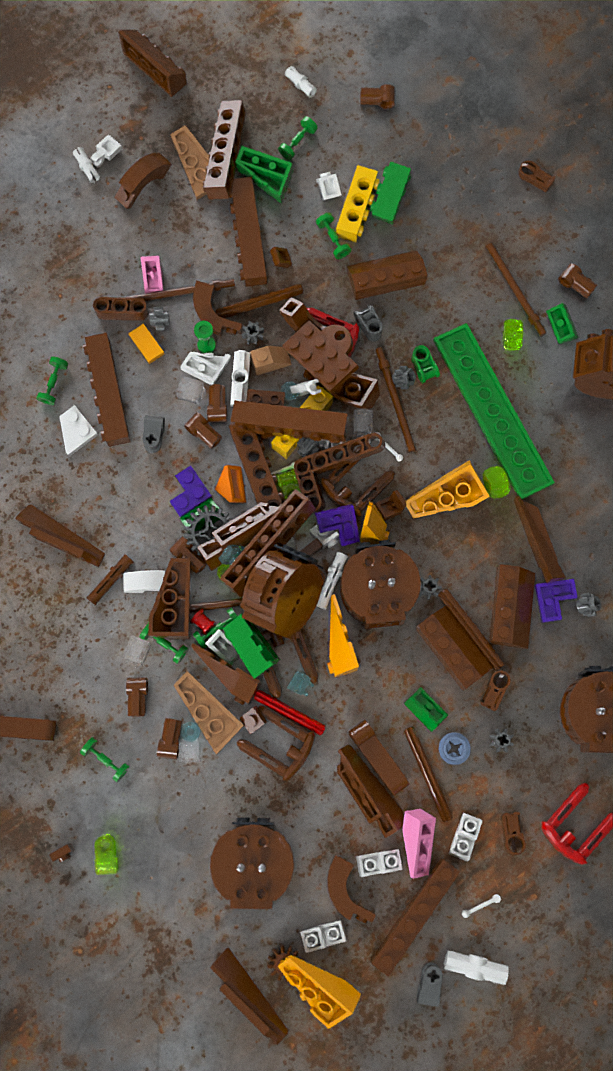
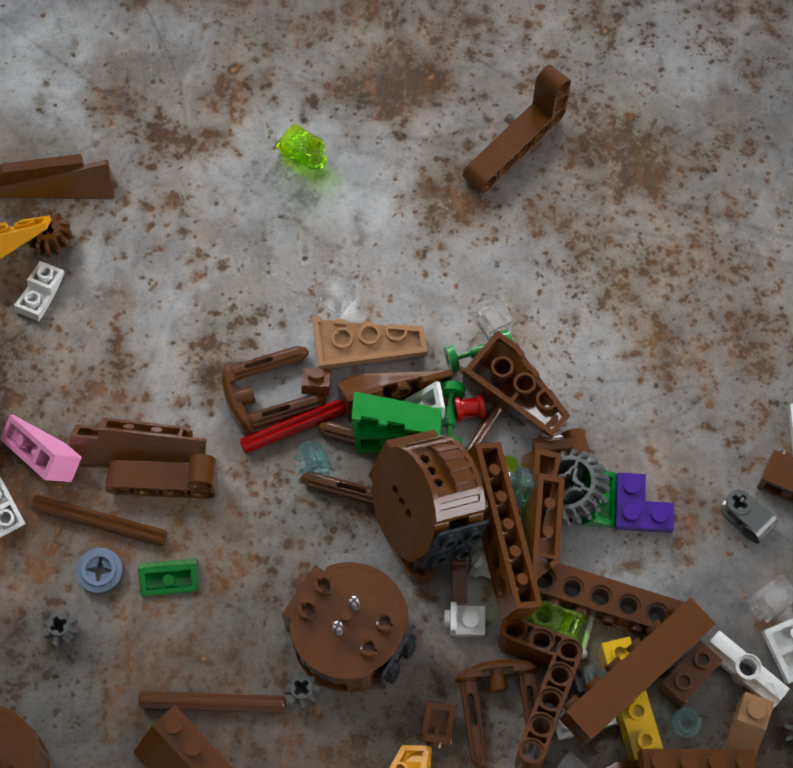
camera: 130 degrees right, 10 degrees down
(56, 535) = (694, 328): reddish brown wedge -> none
(62, 853) = (339, 109): reddish brown plate -> none
(89, 747) = (426, 202): green wheel -> none
(109, 580) = (601, 357): reddish brown pin -> none
(137, 690) = (447, 288): reddish brown piece -> none
(143, 581) = (569, 377): white slope -> none
(169, 743) = (369, 285): reddish brown piece -> none
(185, 727) = (359, 304): clear light blue plate -> none
(199, 427) = (715, 573): reddish brown piece -> none
(217, 409) = (727, 614): reddish brown piece -> none
(231, 484) = (611, 559): orange slope -> none
(252, 864) = (168, 267): reddish brown piece -> none
(306, 388) = (673, 733): white plate -> none
(331, 580) = (419, 612): white pin -> none
(336, 883) = (61, 332): reddish brown arch -> none
(341, 652) = (311, 528): light orange wedge -> none
(343, 520) = (466, 647): dark purple plate -> none
(374, 526) = (428, 673): light orange wedge -> none
(379, 862) = (58, 398): white slope -> none
(454, 648) = (207, 660): reddish brown slope -> none
(495, 694) = (118, 667): reddish brown piece -> none

